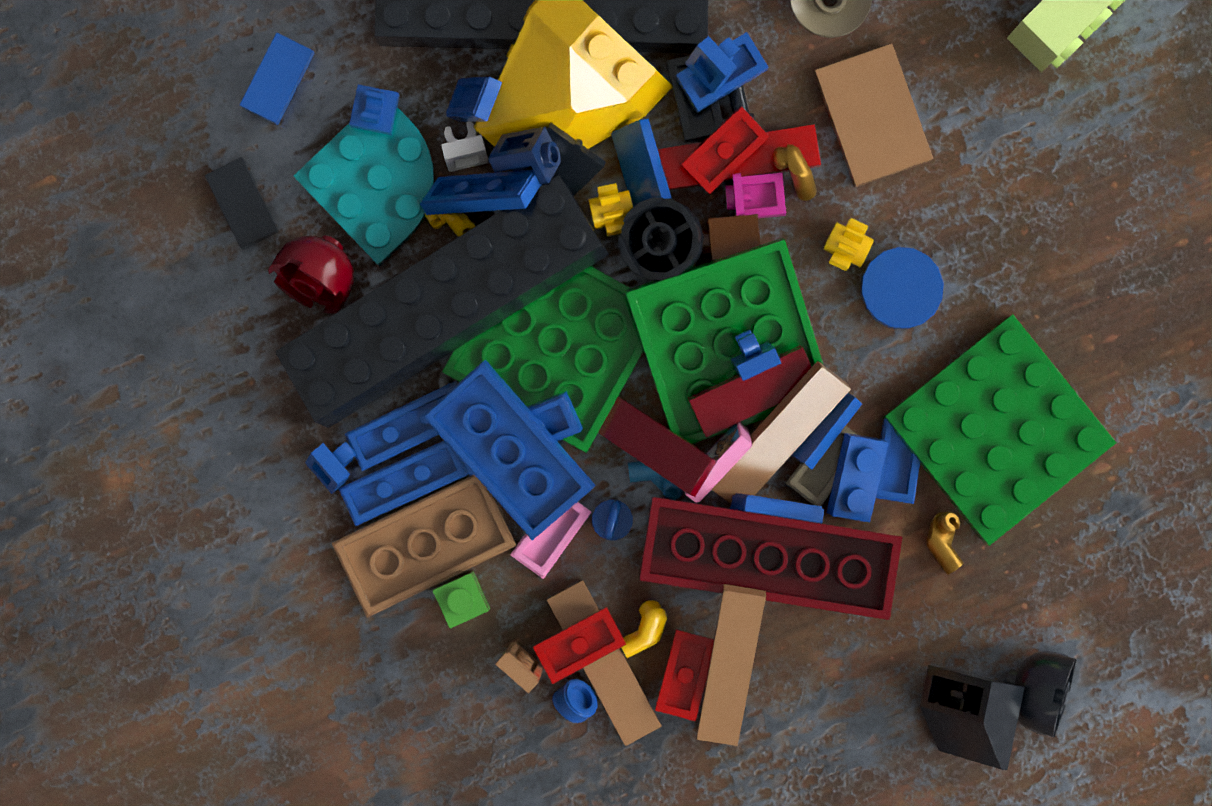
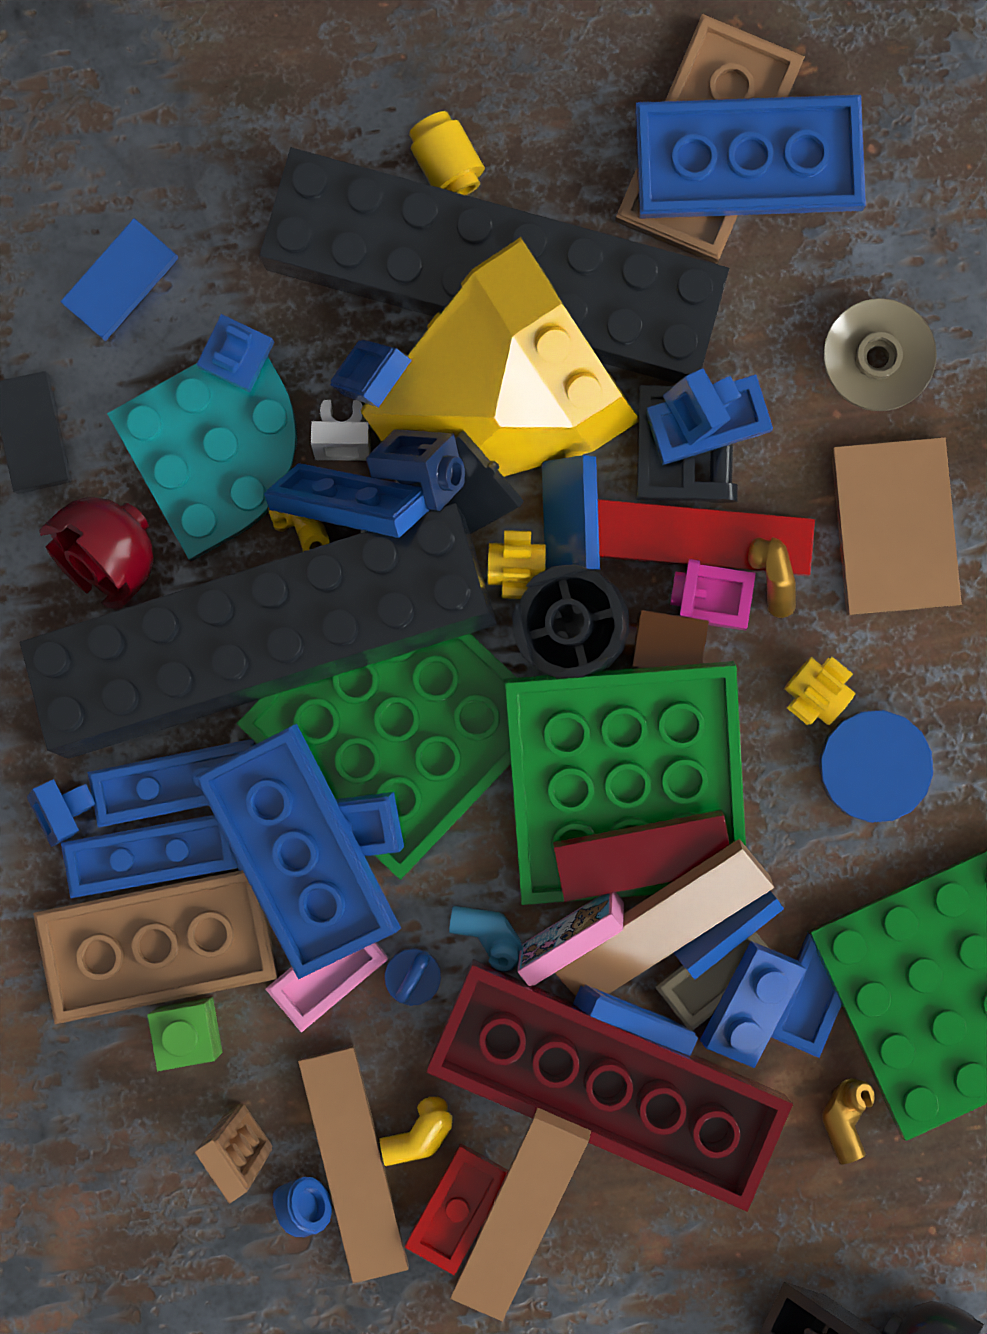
camera: 20 degrees right, 0 degrees up
(579, 645) = (325, 1135): red plate -> none
(657, 447) = (496, 897): dark red tile -> none
(724, 150) = (687, 524): red plate -> none
(754, 357) = (655, 814): blue tile -> none

